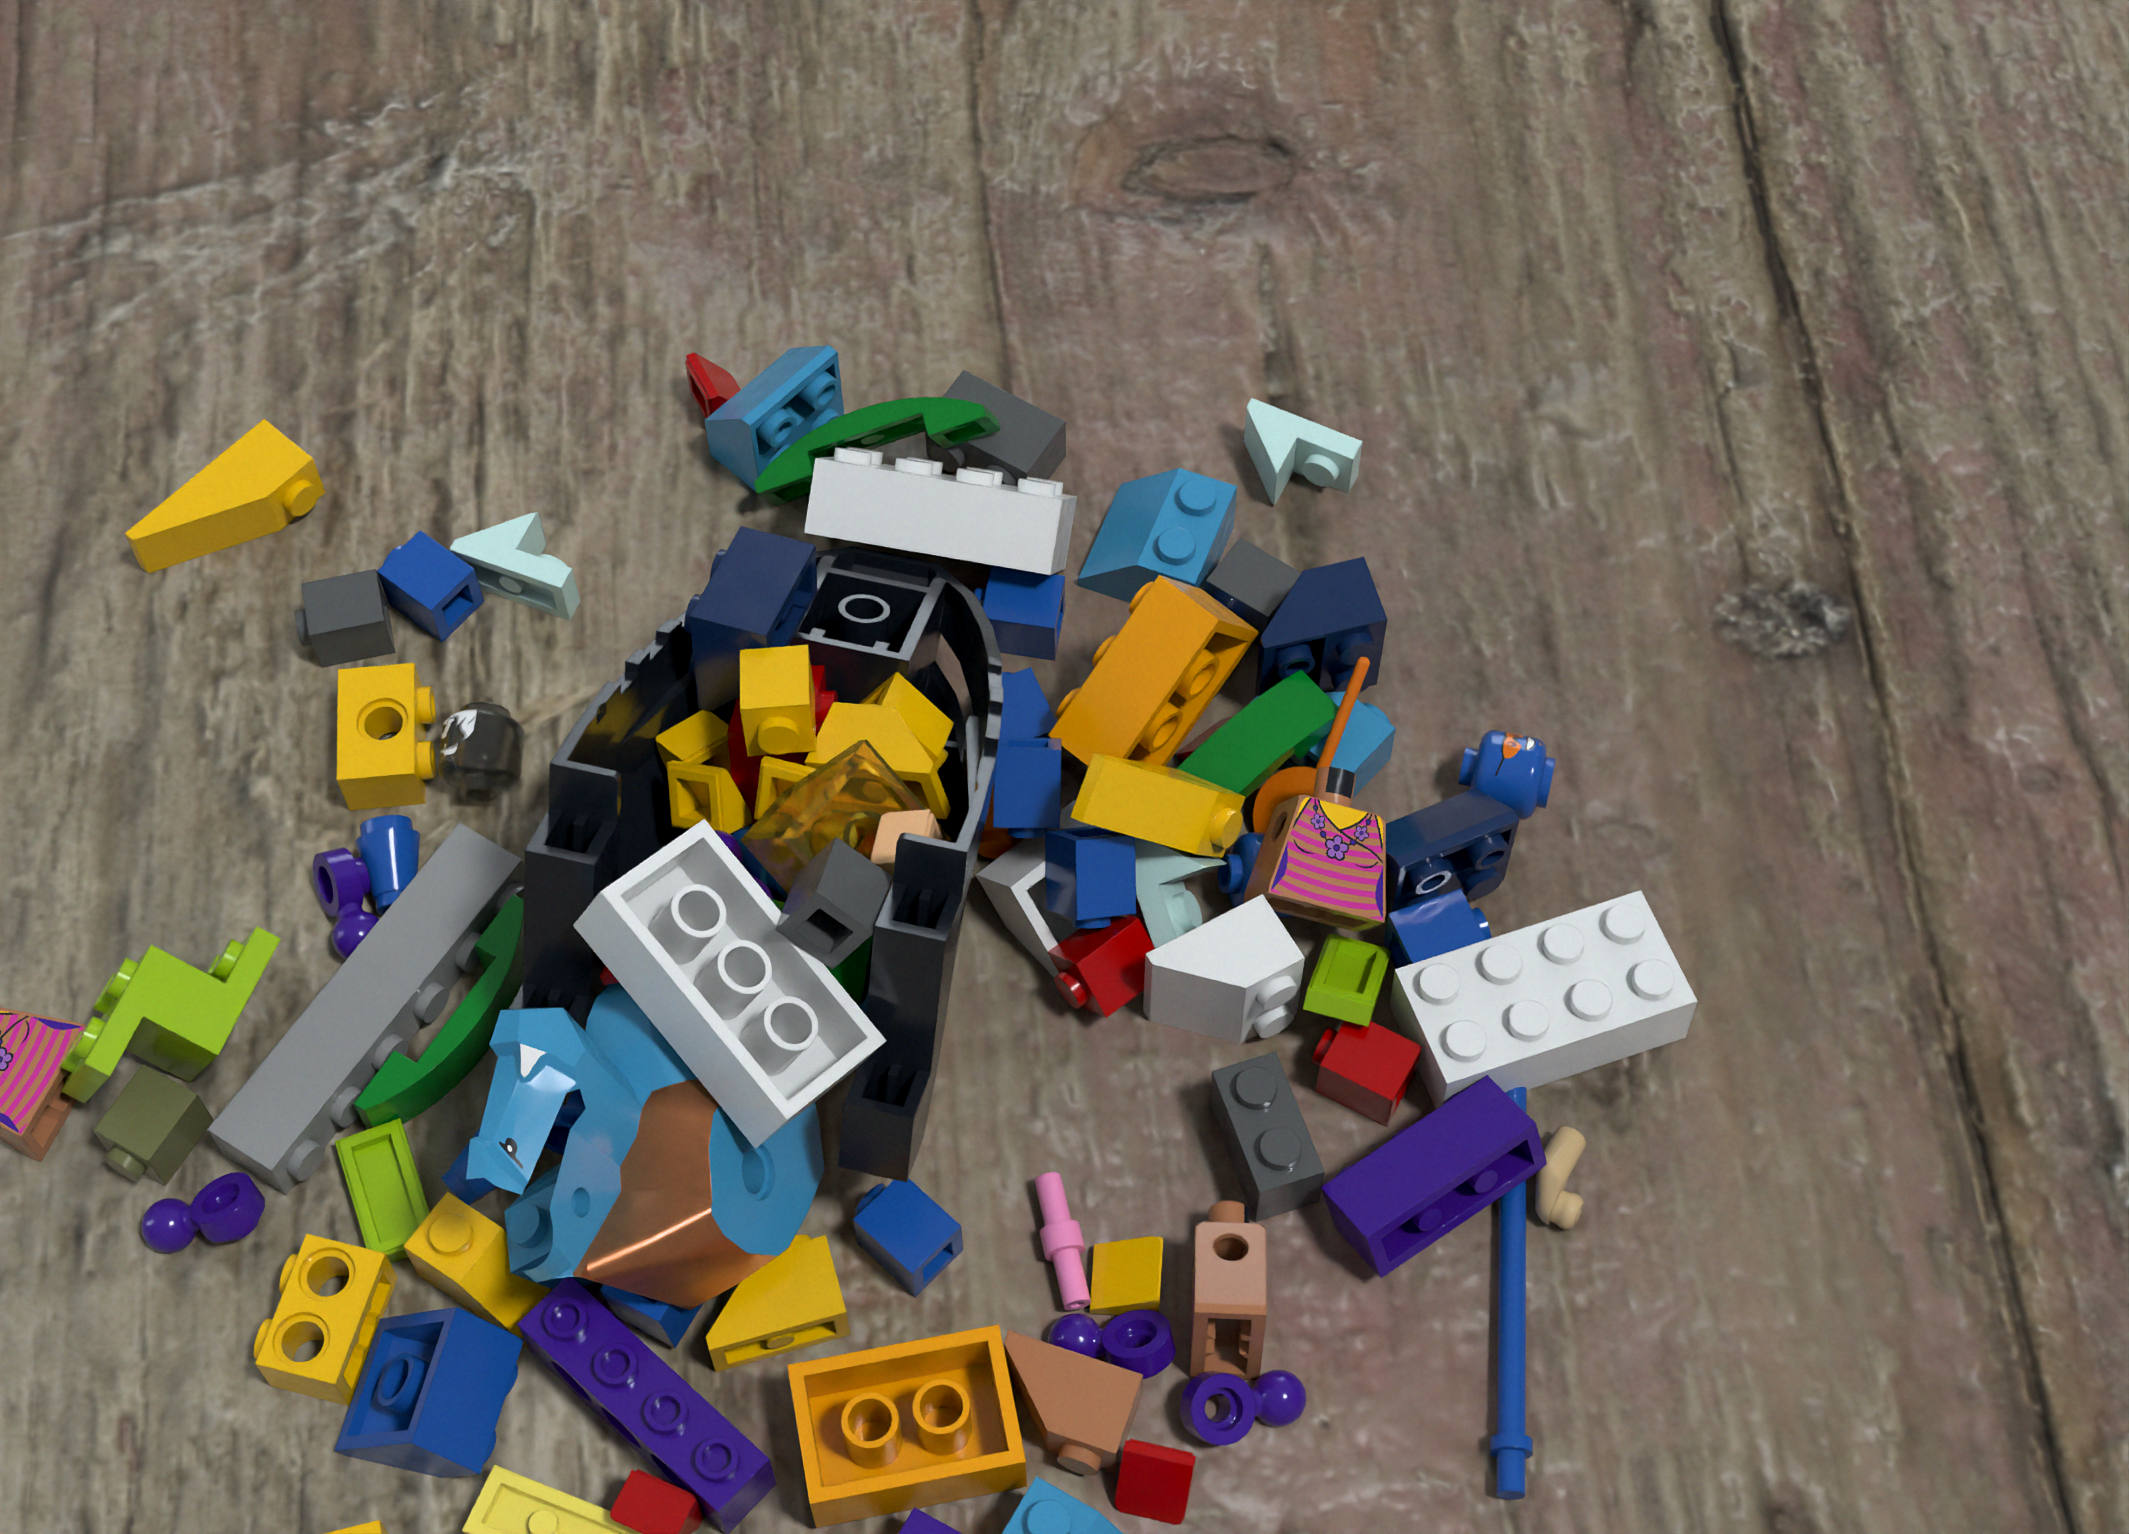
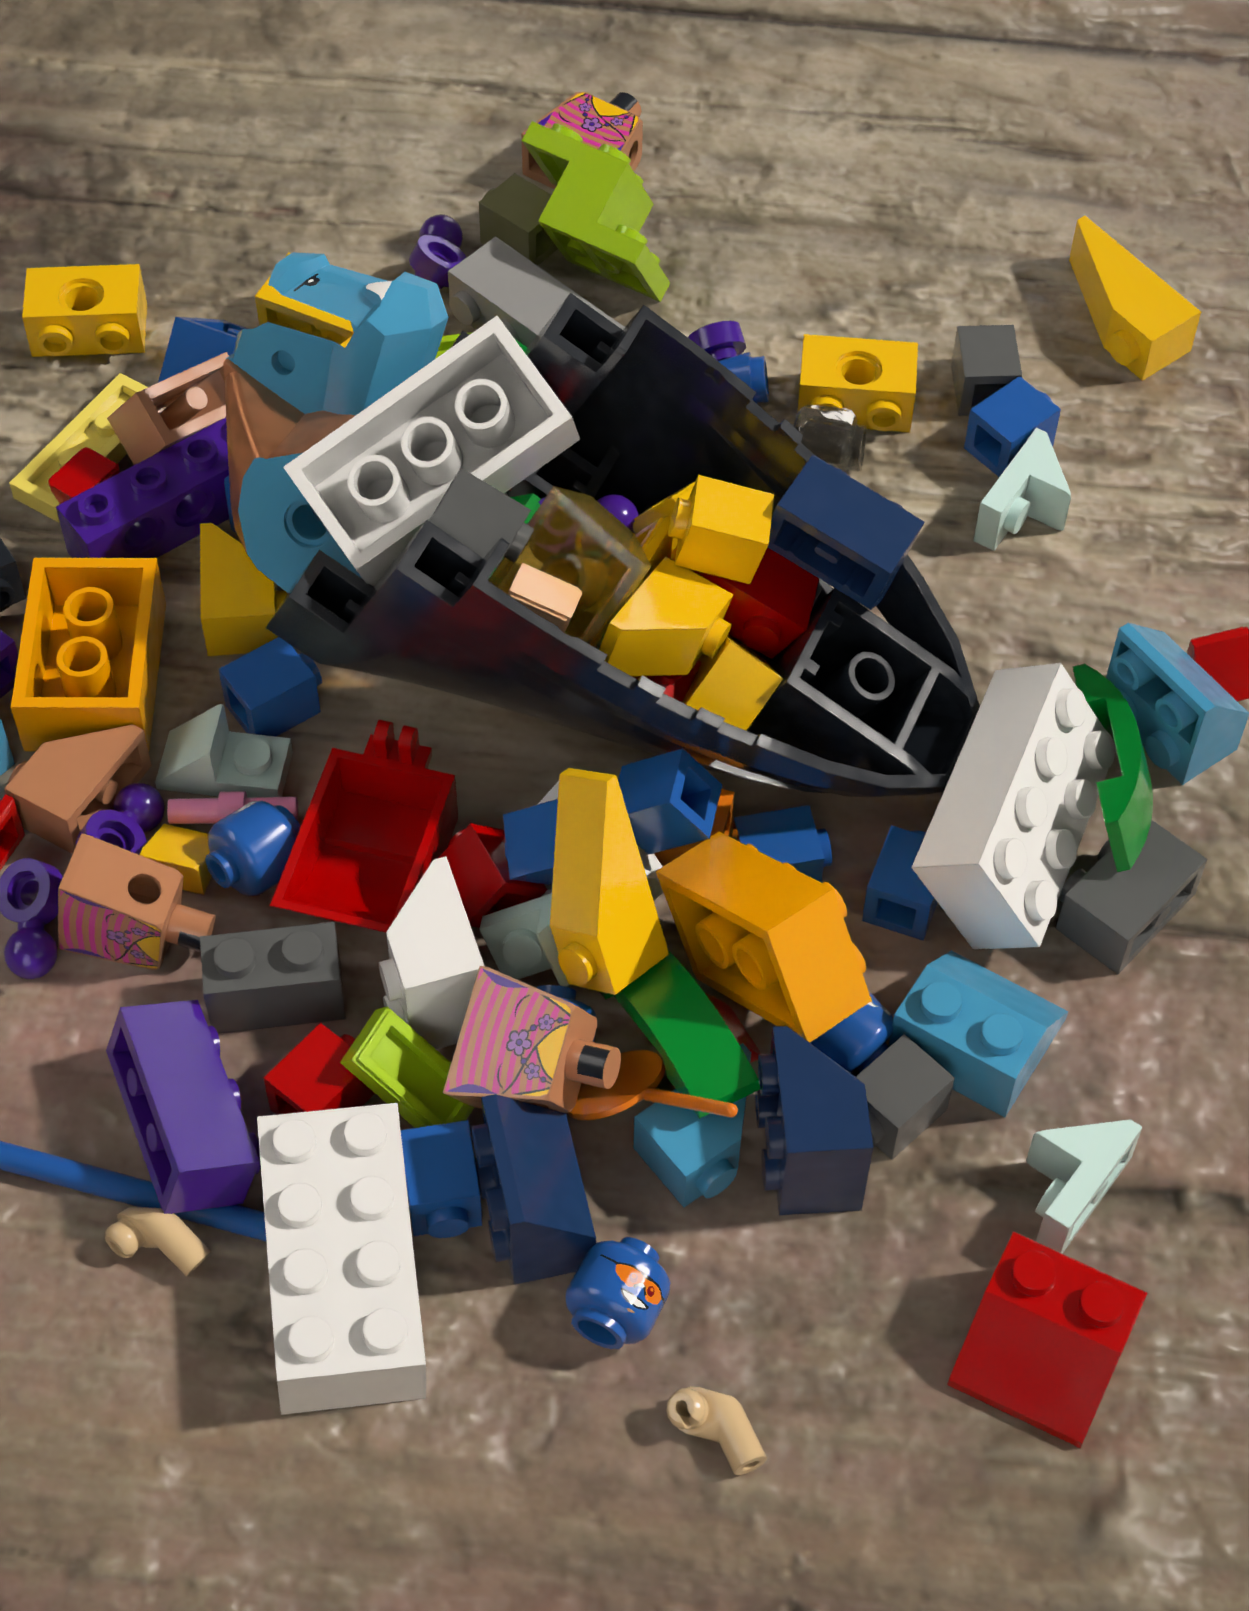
camera: 100 degrees right, 5 degrees down
(543, 1417) = (171, 410): none -> nougat slope
(1001, 1266) = (211, 759): none -> light aqua slope
(1096, 1079) = (369, 832): none -> red piece
(1116, 1194) = (251, 847): none -> blue head
(1449, 462) = (1046, 1339): none -> red slope
(1586, 691) = (720, 1420): none -> tan arm

